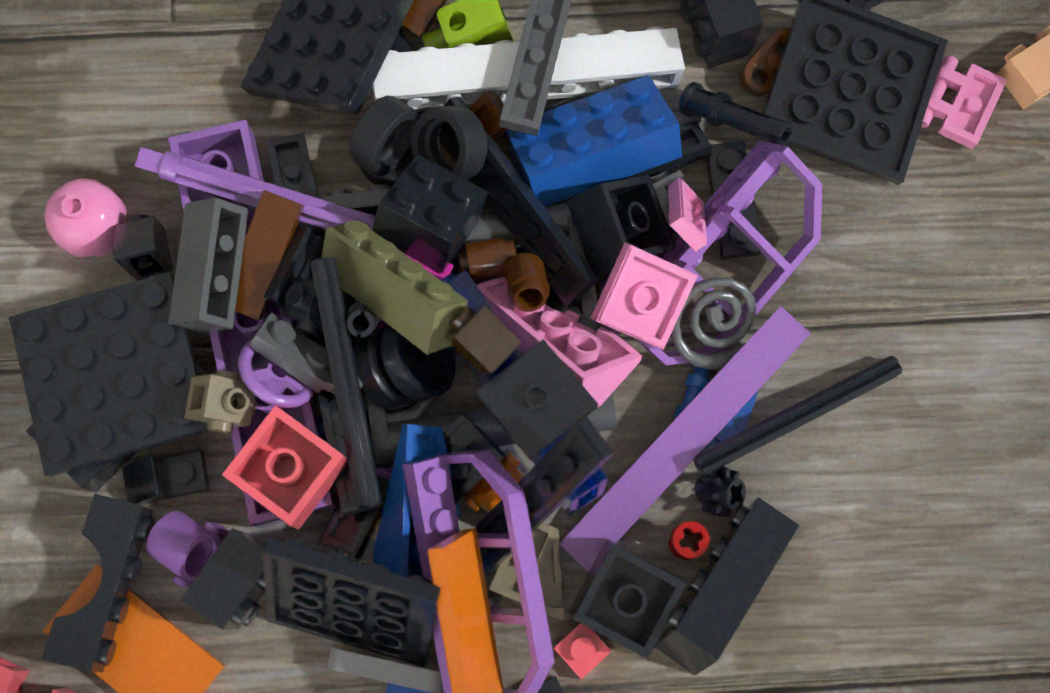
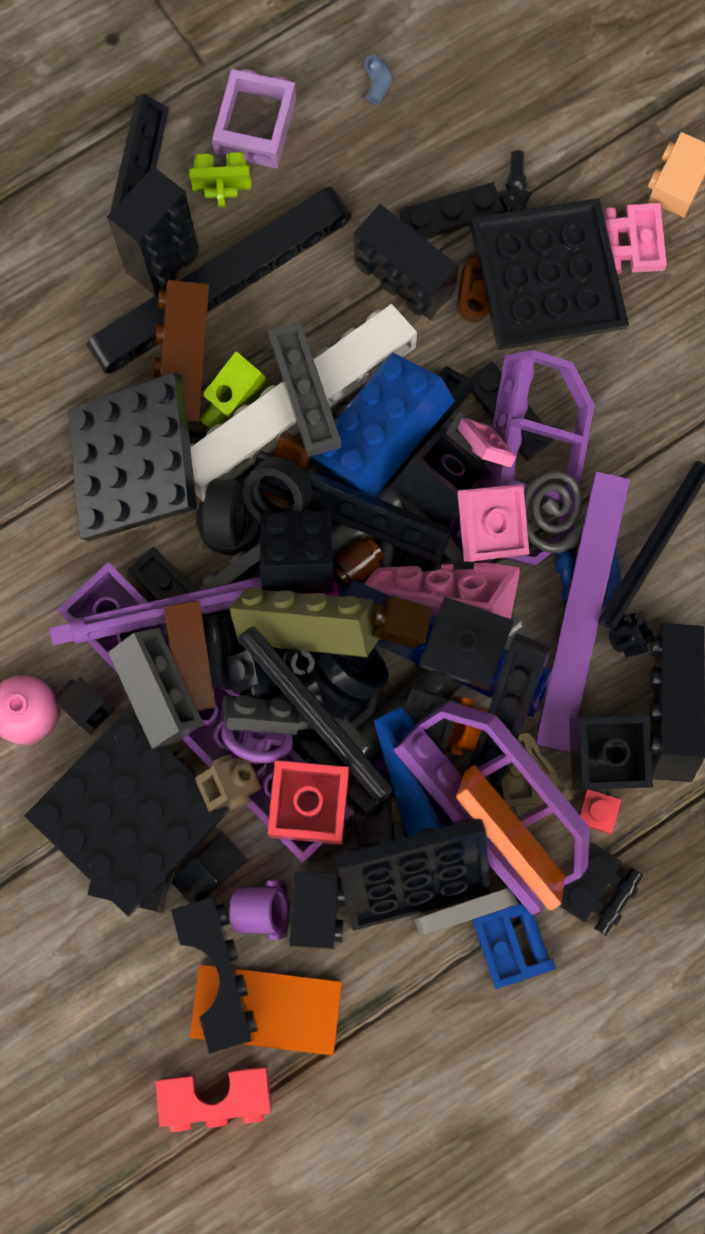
camera: 25 degrees left, 0 degrees up
(526, 282) = (400, 562): reddish brown brick -> none
(699, 547) = (619, 684): red bush -> none
(720, 110) = (461, 347): black pin -> none

